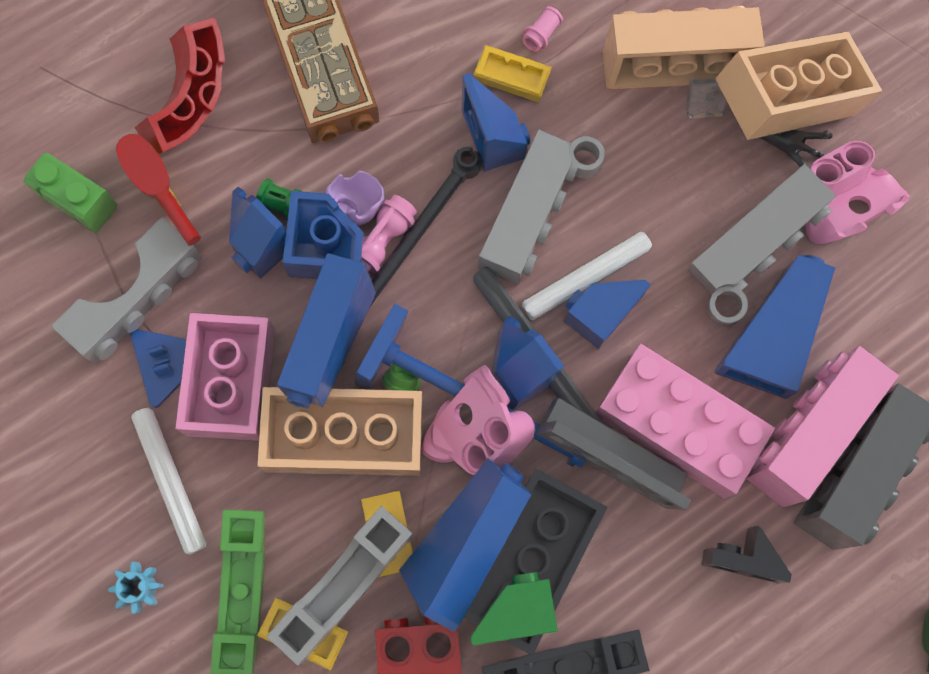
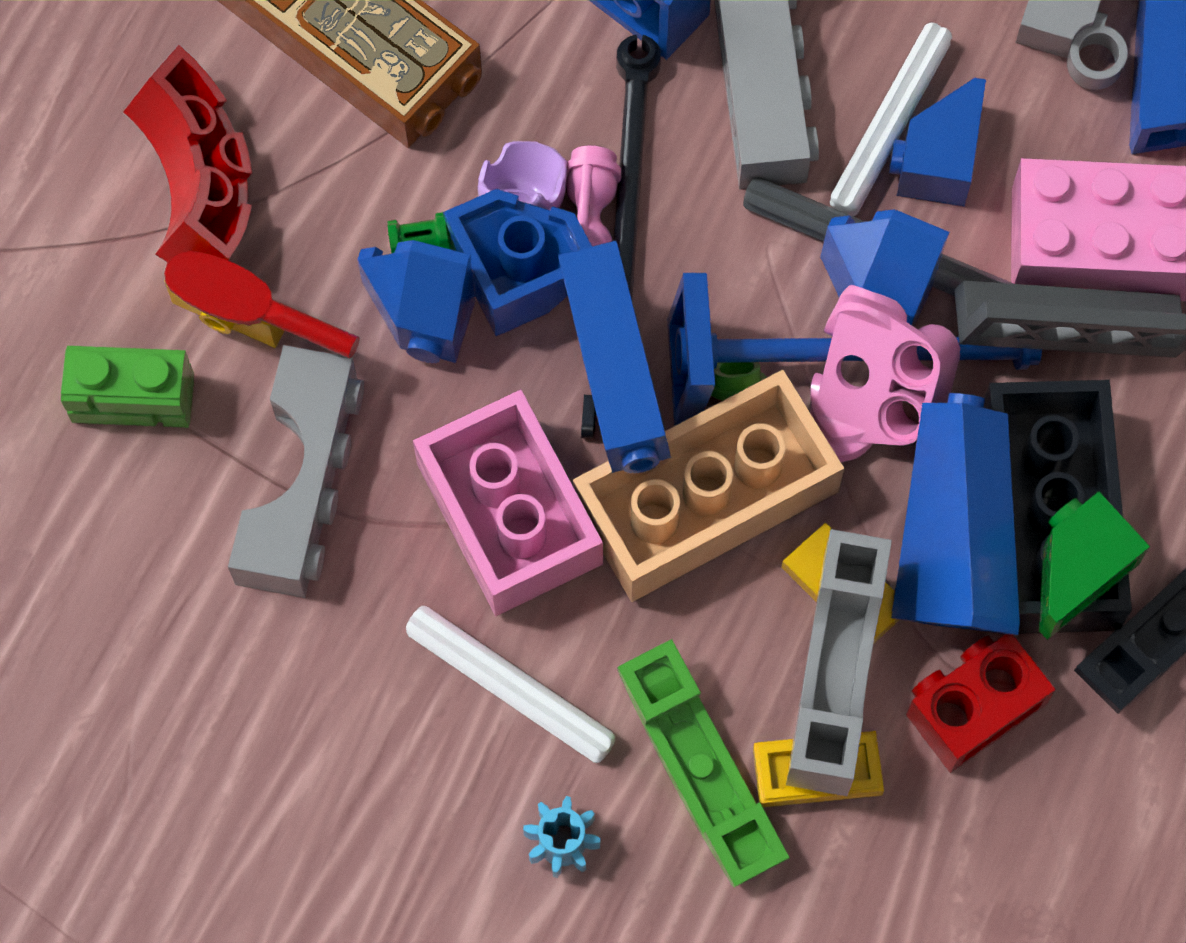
camera: 25 degrees left, 5 degrees down
(160, 363) = (398, 541): blue piece -> none

